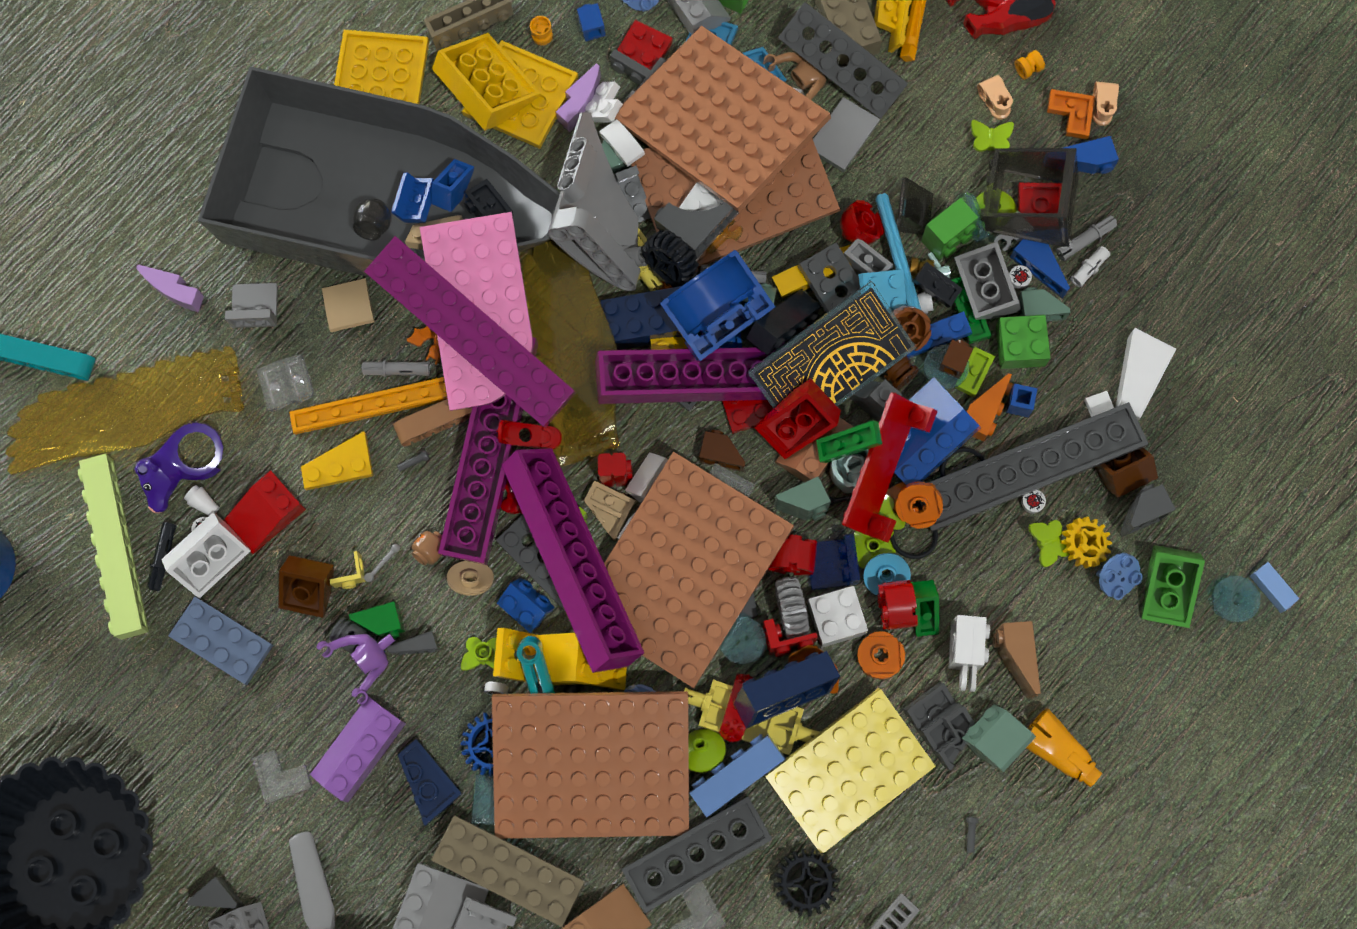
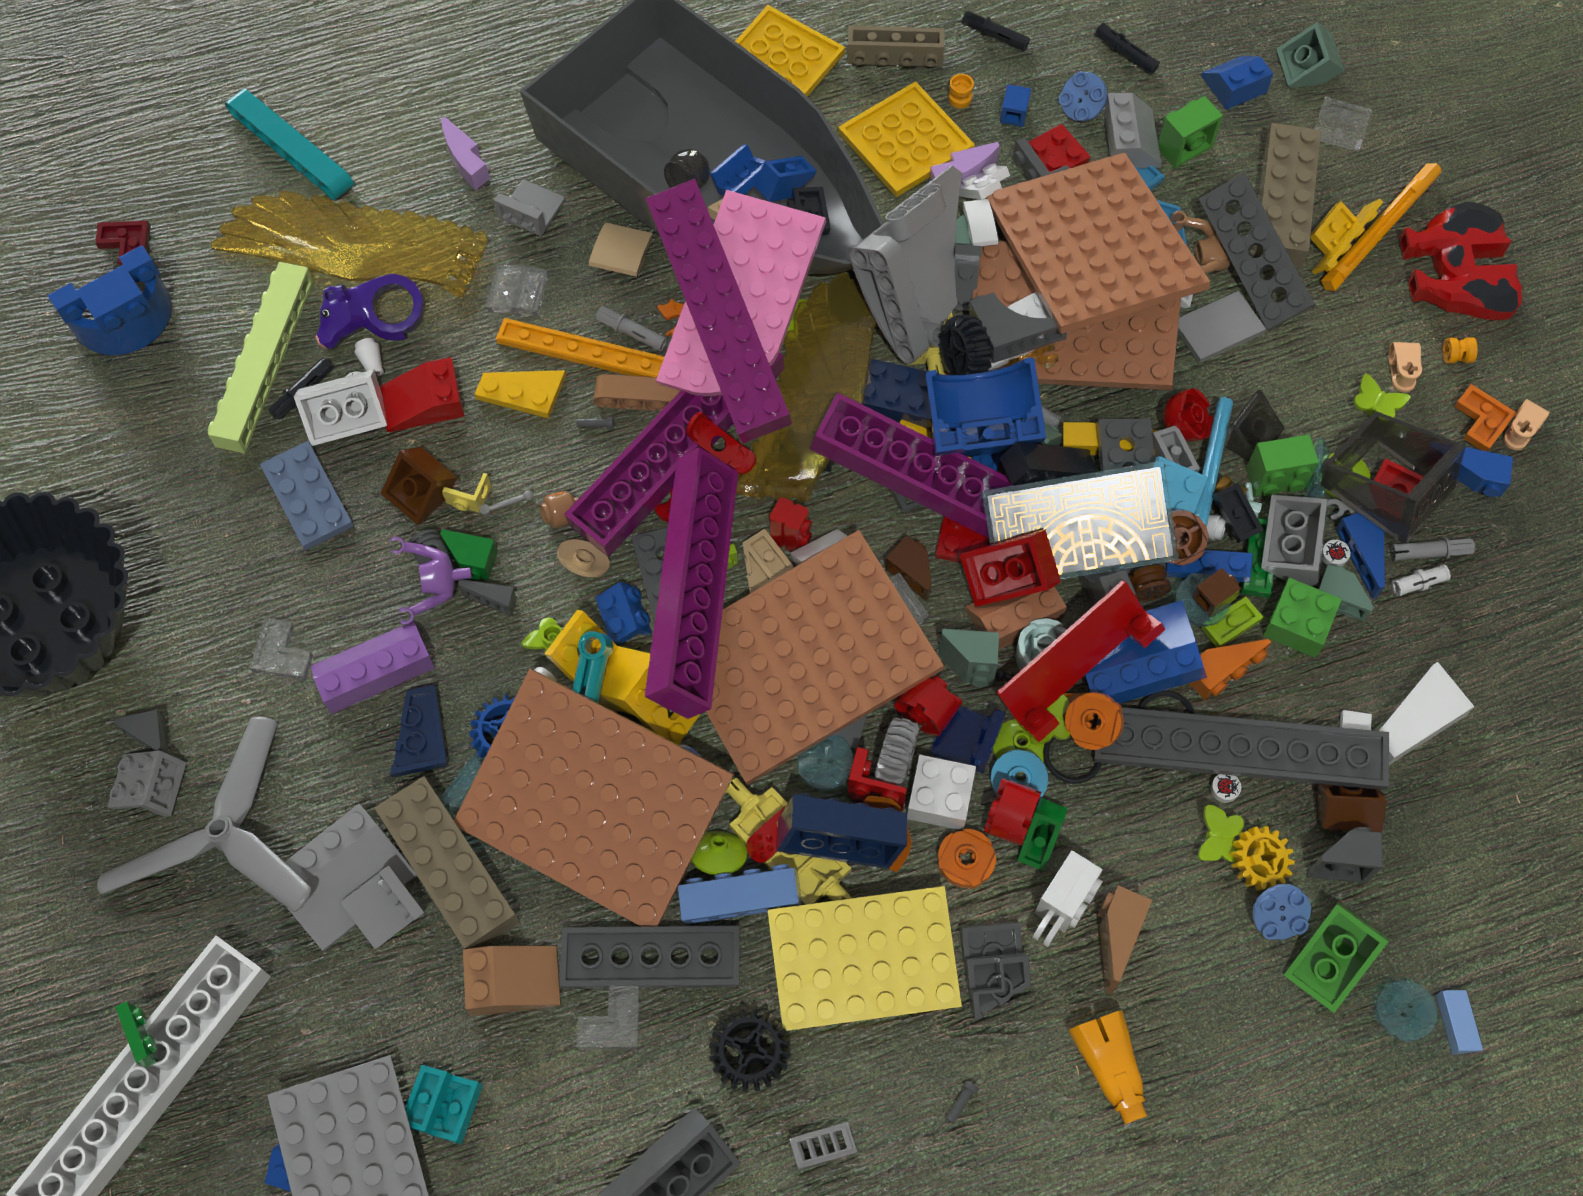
camera: 25 degrees right, 10 degrees down
(484, 80) = (876, 106): yellow slope -> none
(849, 442) = (1051, 611): green plate -> none
(998, 737) = (1047, 1008): sand green slope -> none
(1021, 400) = (1268, 674): blue brick -> none

